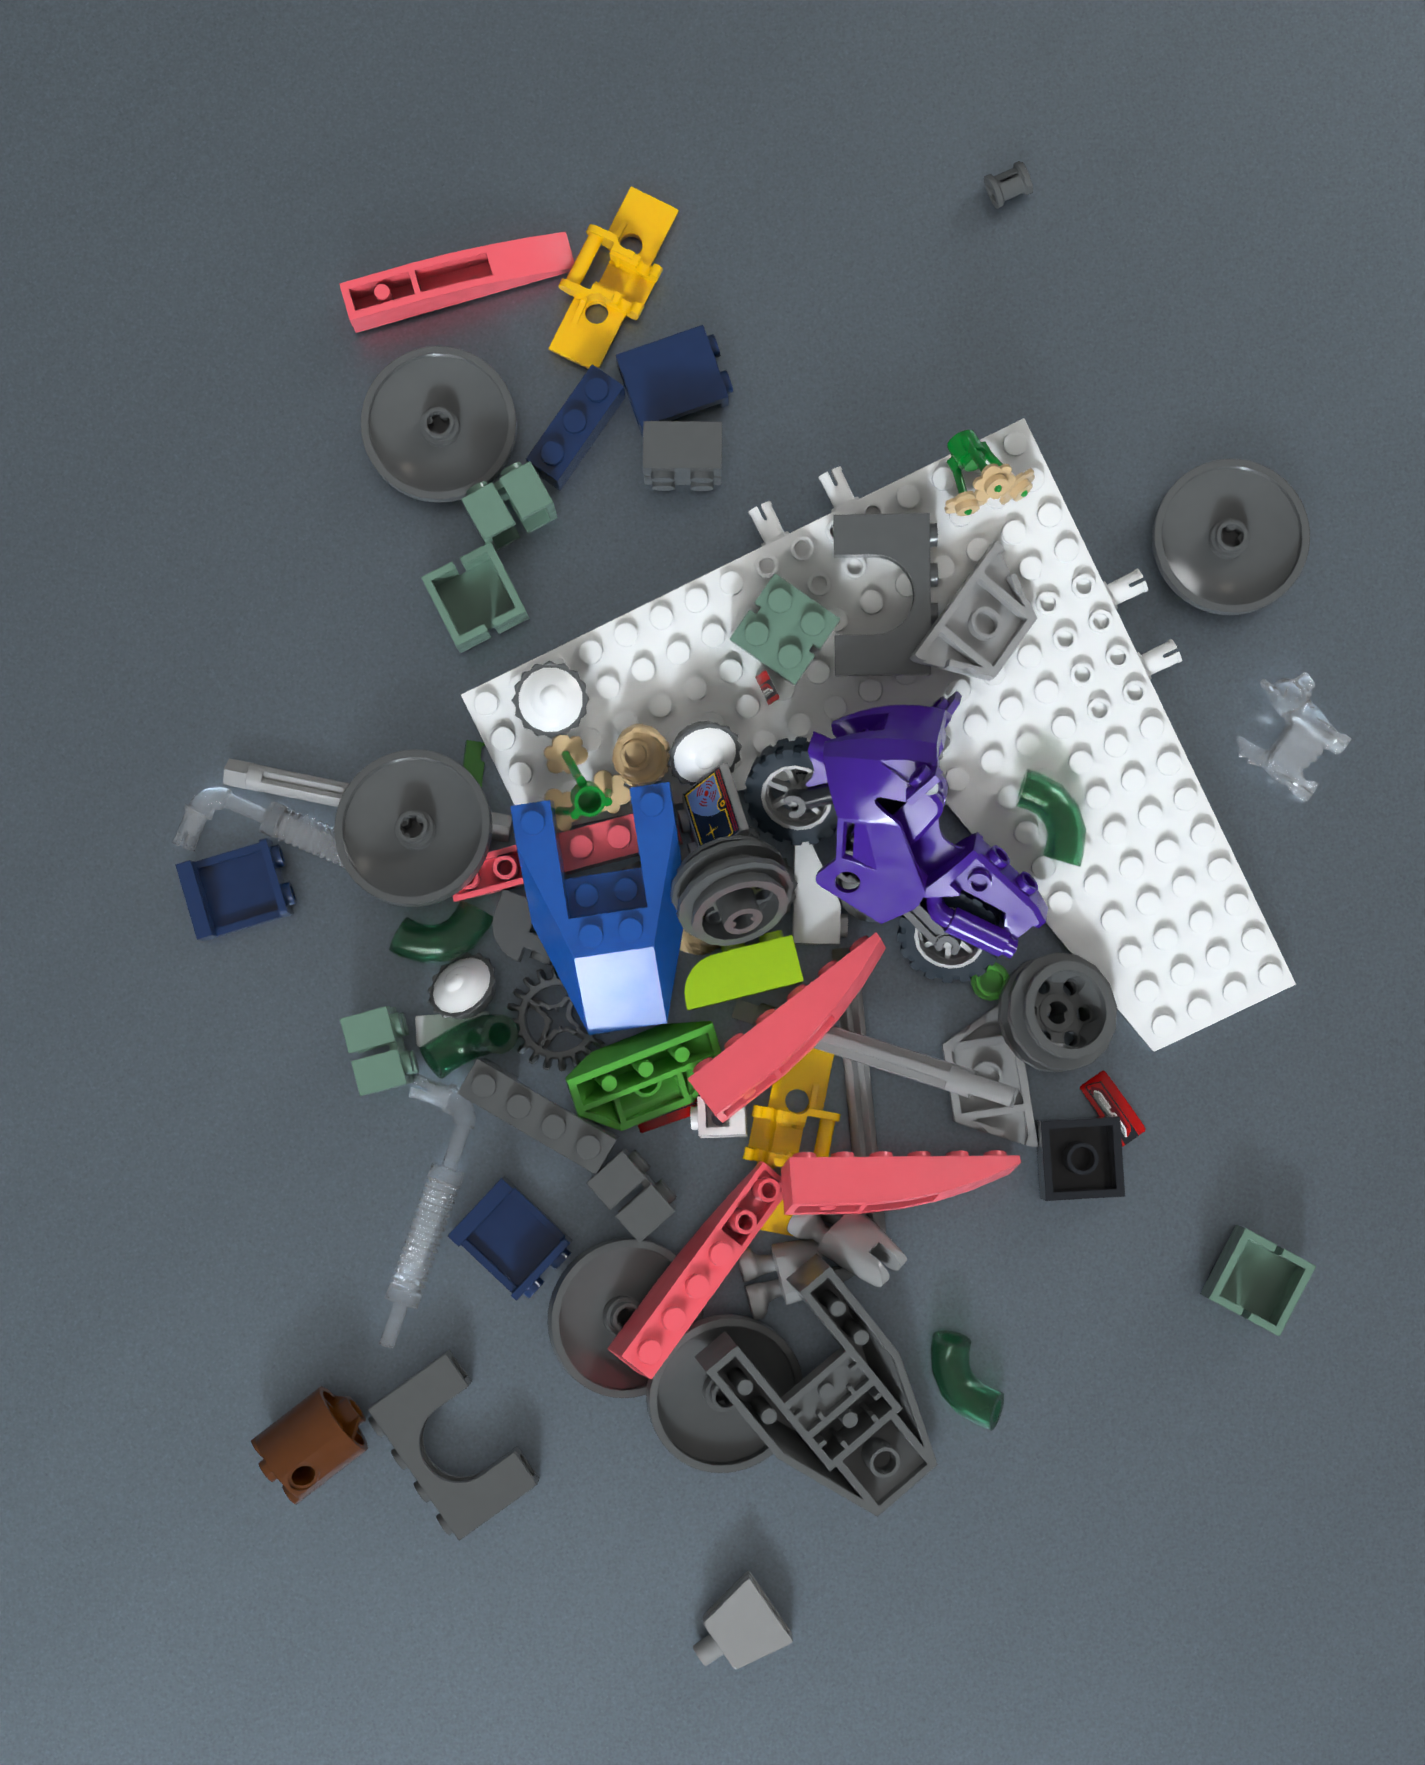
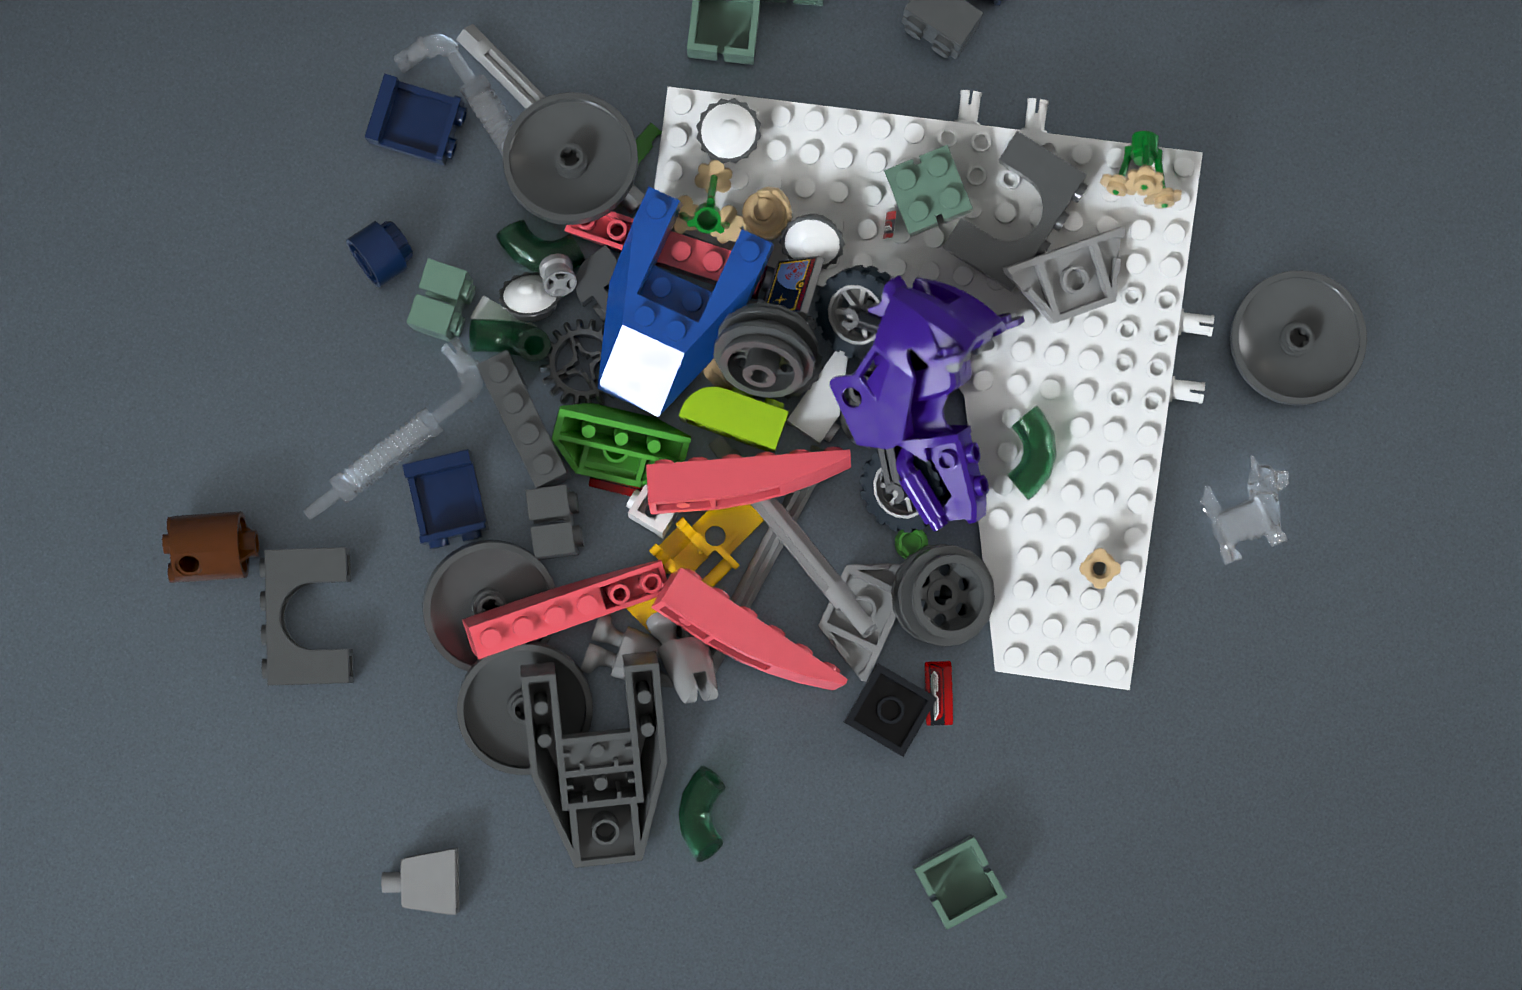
camera: 35 degrees right, 0 degrees up
(287, 1040) = (380, 251): none -> dark blue piece
(476, 949) = (557, 275): none -> light grey wheel
(1202, 895) = (1100, 580): none -> tan brick

